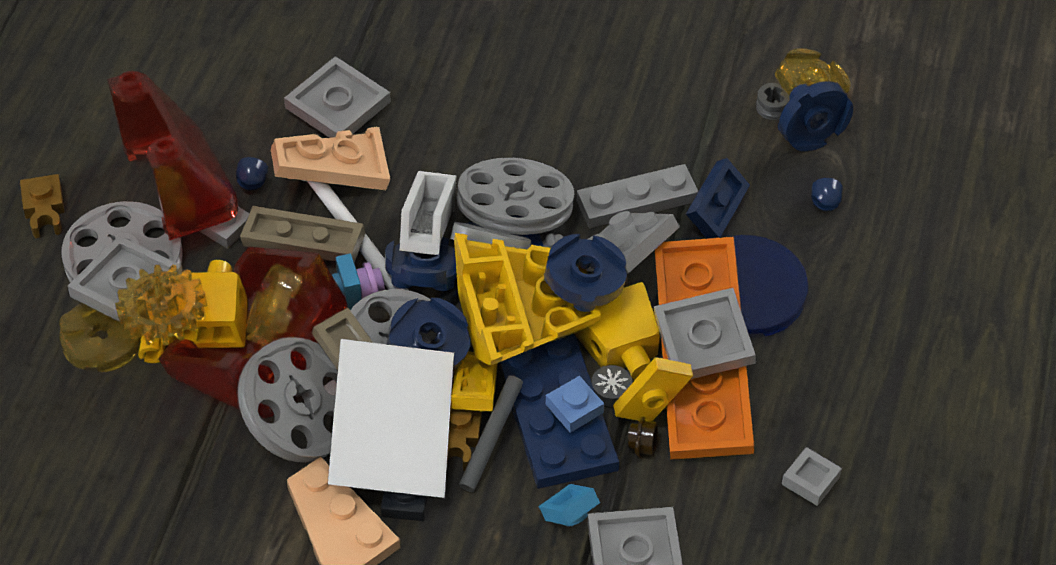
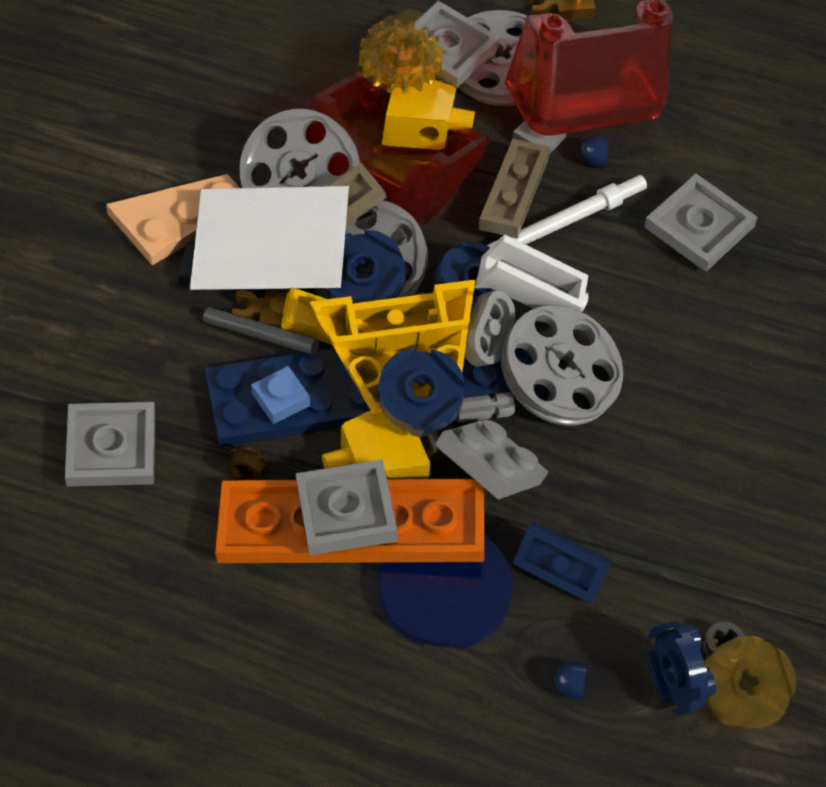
camera: 90 degrees right, 5 degrees up
(269, 308) = (404, 146): clear yellow plate -> none
(335, 160) = (608, 214): light nougat wing -> none
(348, 279) = (453, 222): dark azure plate -> none
(370, 280) = (451, 235): lavender plate -> none
(569, 505) = (169, 390): dark azure plate -> none
(610, 383) = (316, 440): dark grey tile -> none
(637, 194) = (576, 490): light grey plate -> none
(653, 389) = (281, 456): yellow plate -> none
(811, 476) = (181, 612): light grey plate -> none

